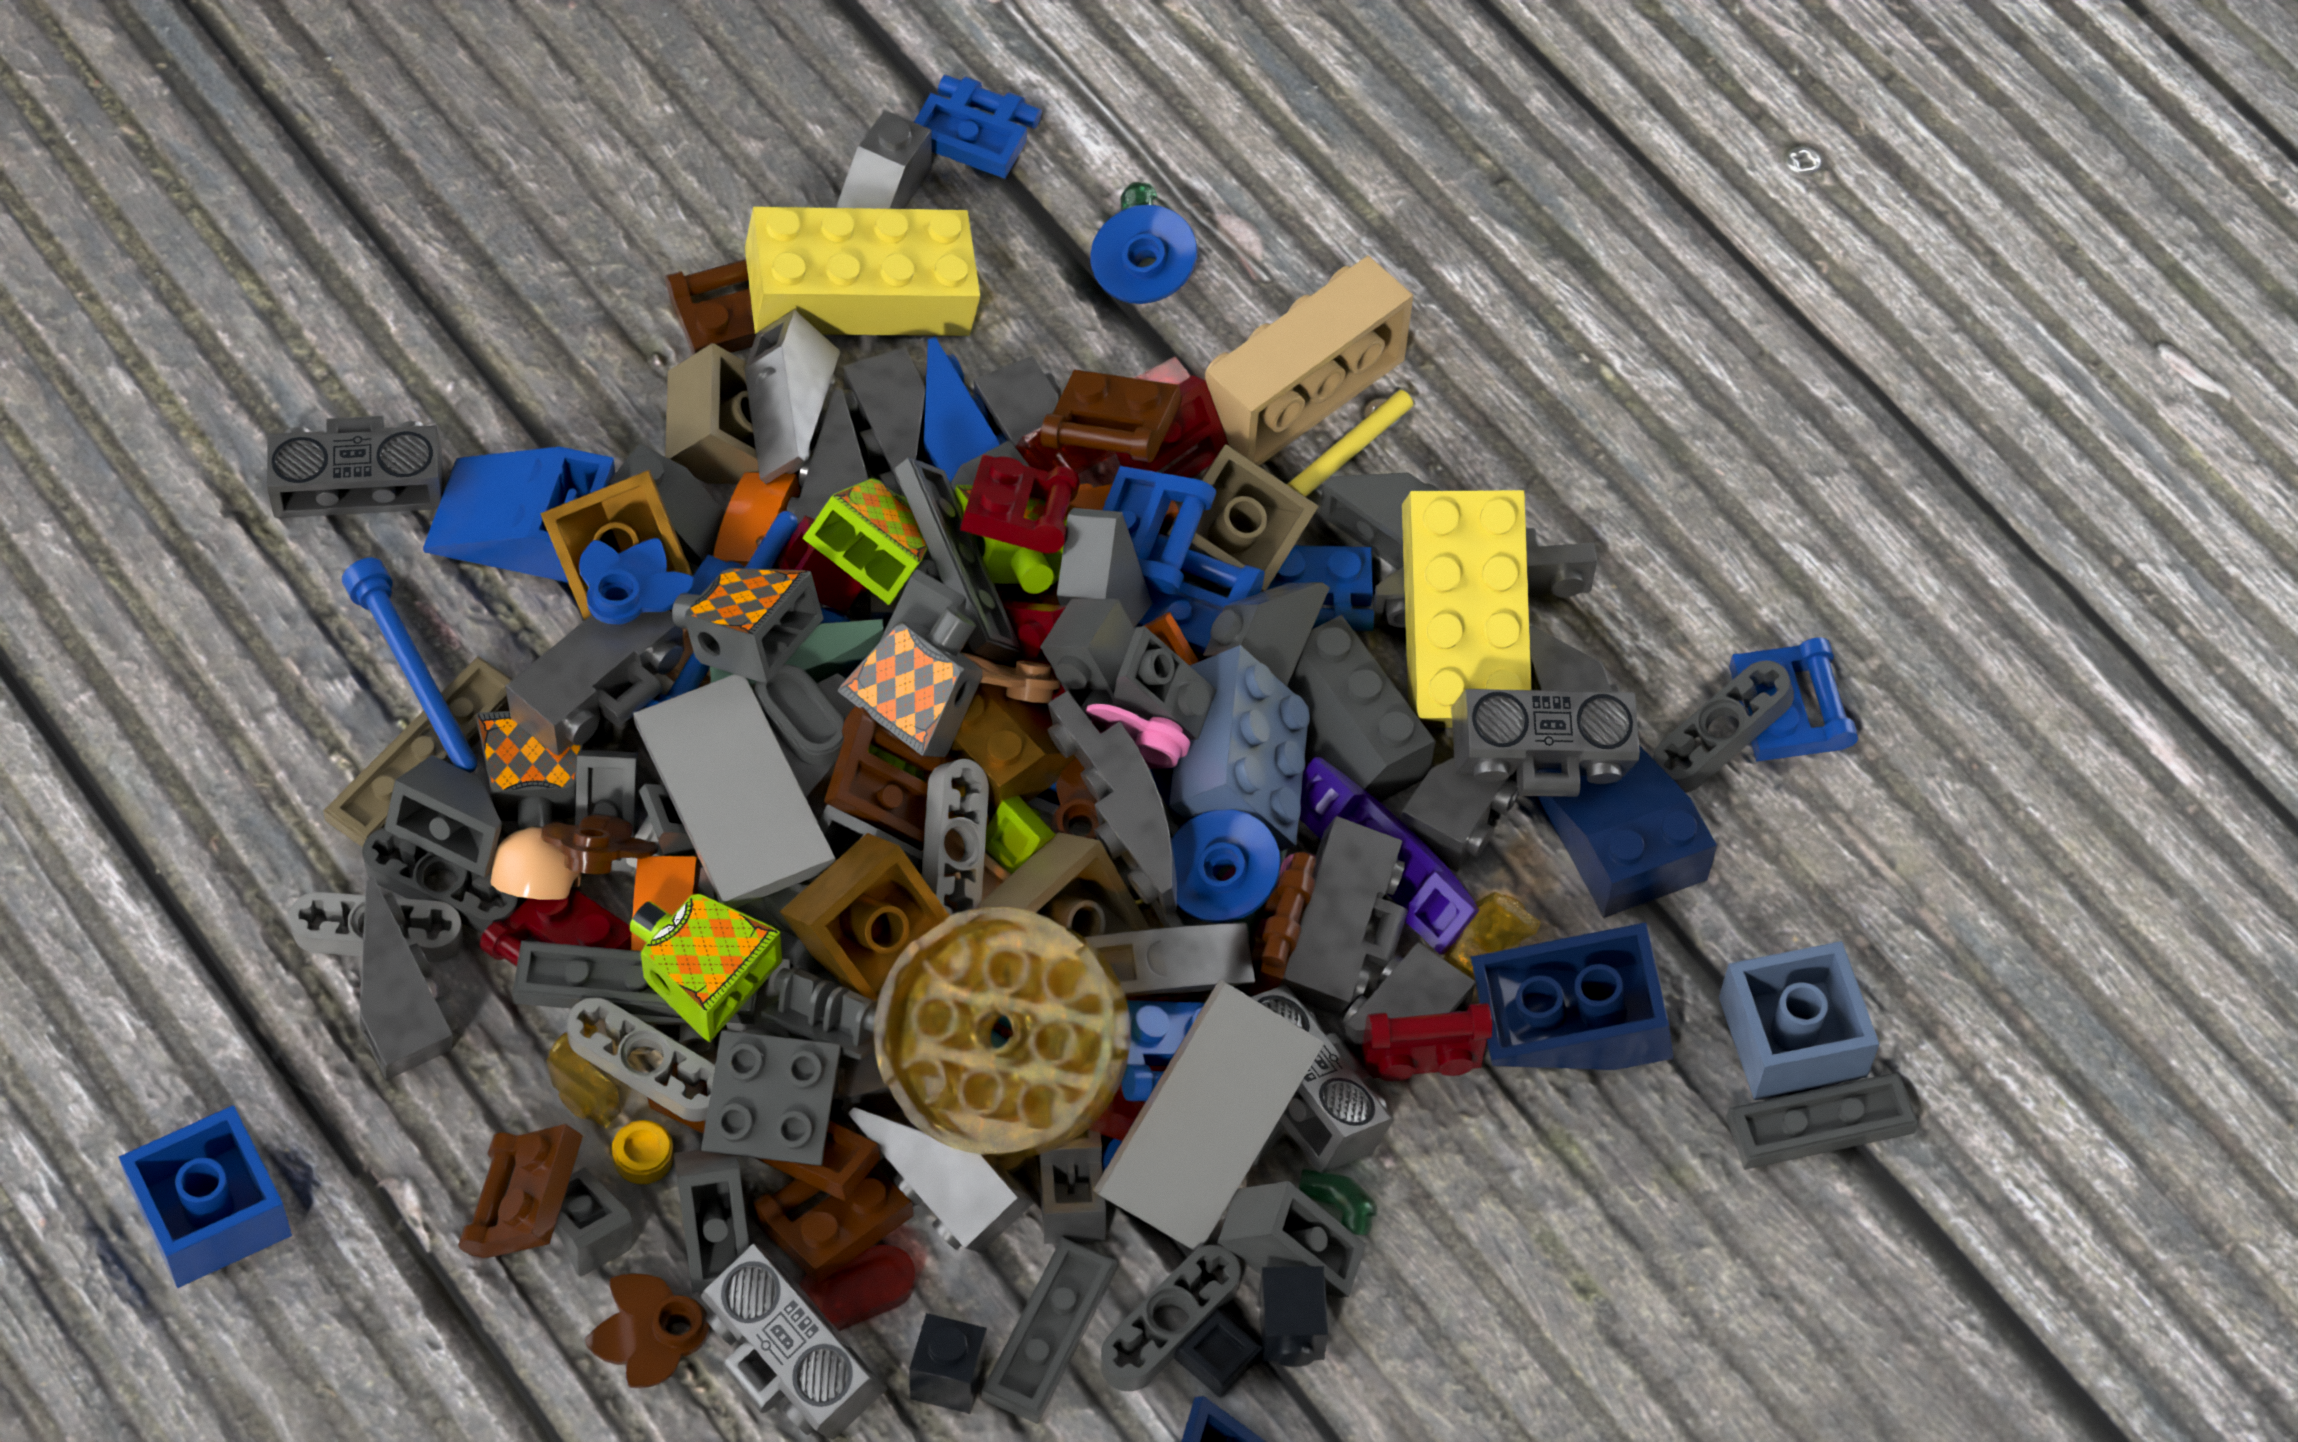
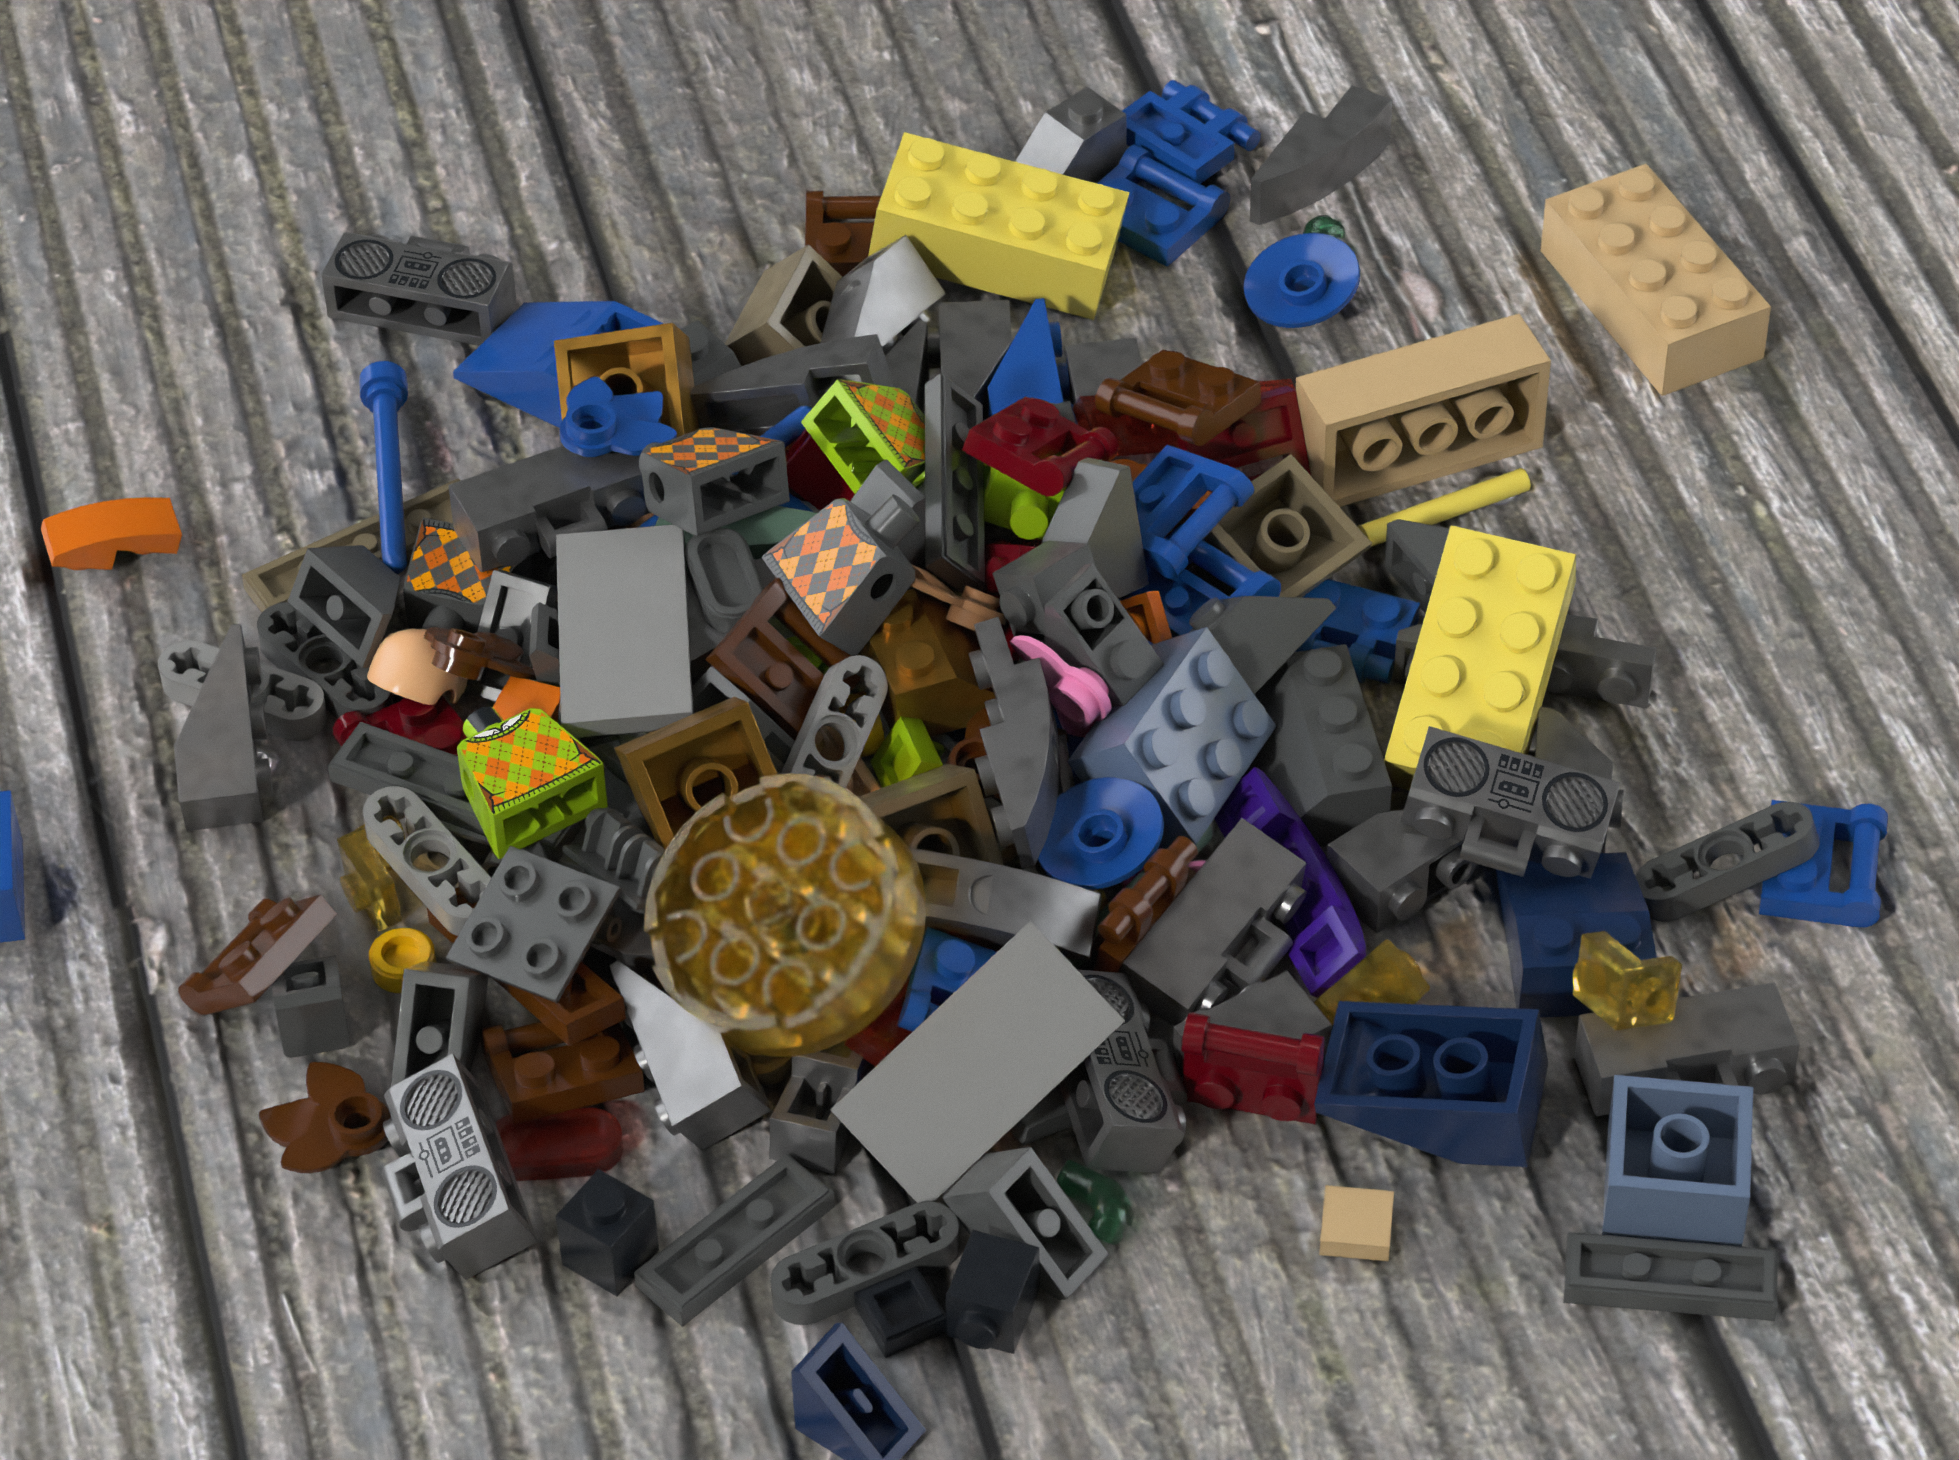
camera: 25 degrees right, 10 degrees down
(174, 804) = (95, 532): none -> orange slope
(752, 495) = (771, 388): none -> flat silver slope
(993, 226) = (1155, 224): none -> blue plate
(1107, 119) = (1321, 155): none -> flat silver slope
(1441, 173) = (1655, 279): none -> tan brick
(1556, 1151) = (1356, 1223): none -> tan tile
(1701, 879) = (1622, 986): none -> clear yellow bracket
(1759, 909) = (1714, 1039): none -> flat silver piece

